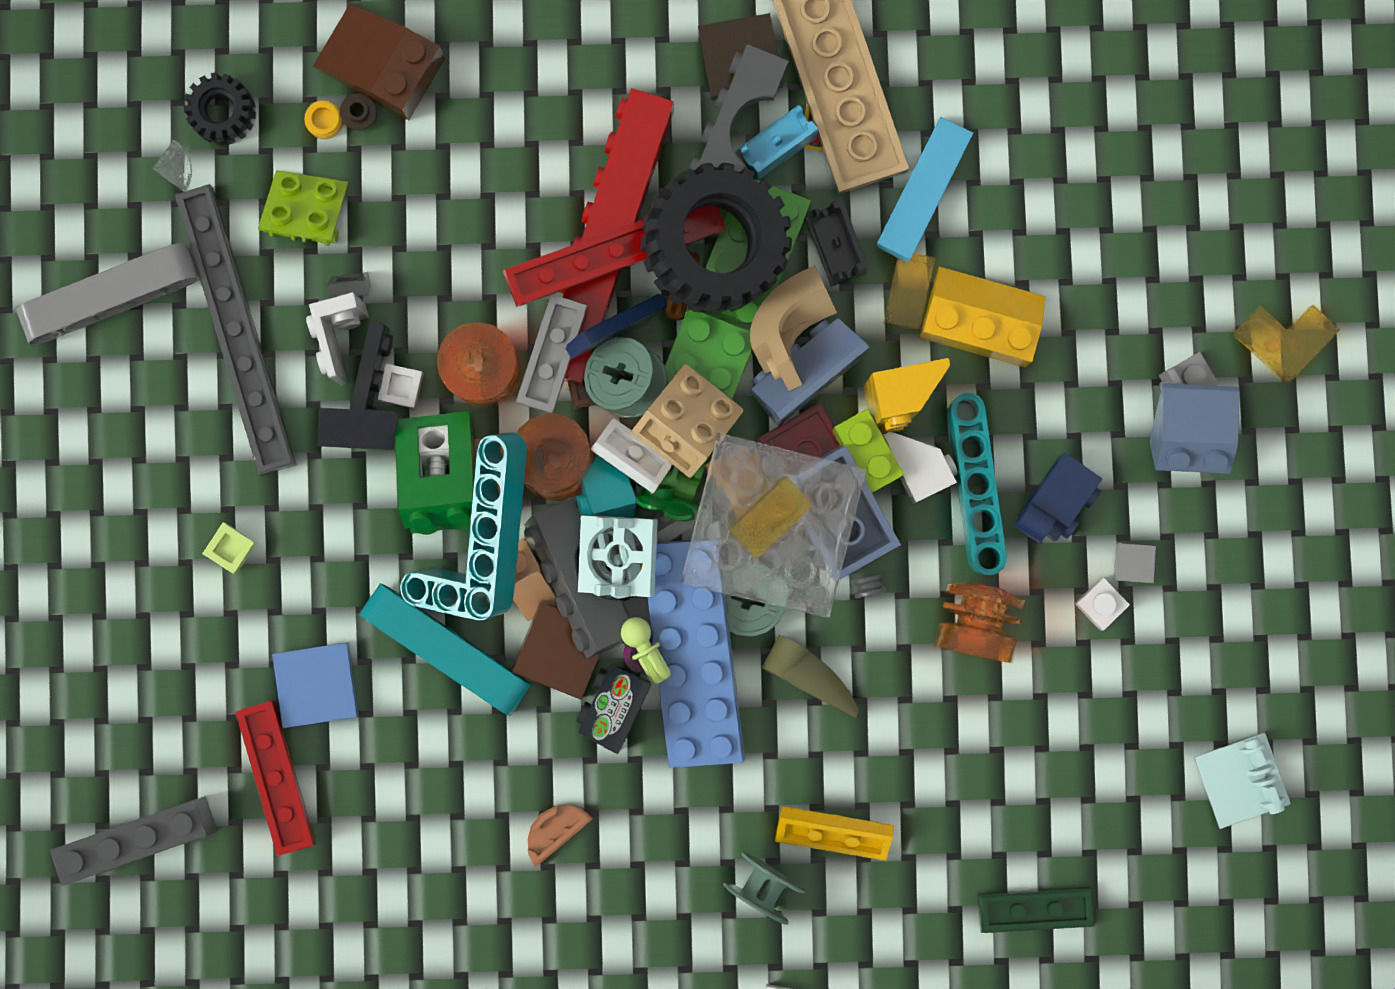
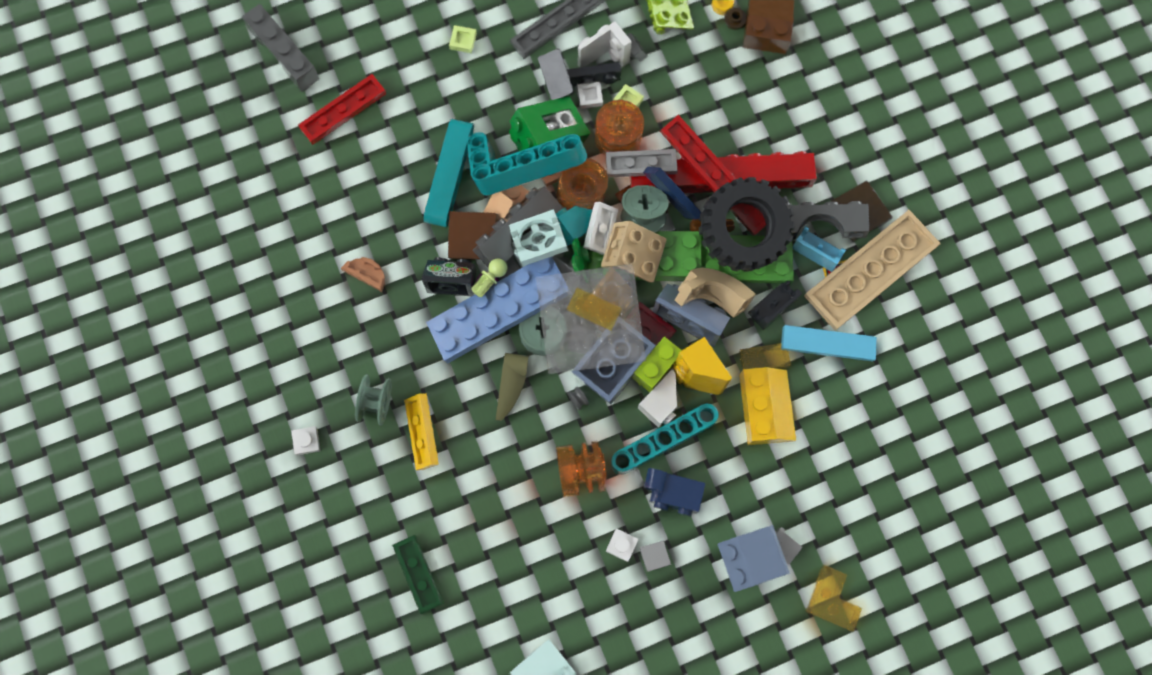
camera: 65 degrees right, 10 degrees down
(315, 685) = (402, 112): medium blue tile -> none
(429, 330) = (630, 95): none -> yellowish green plate

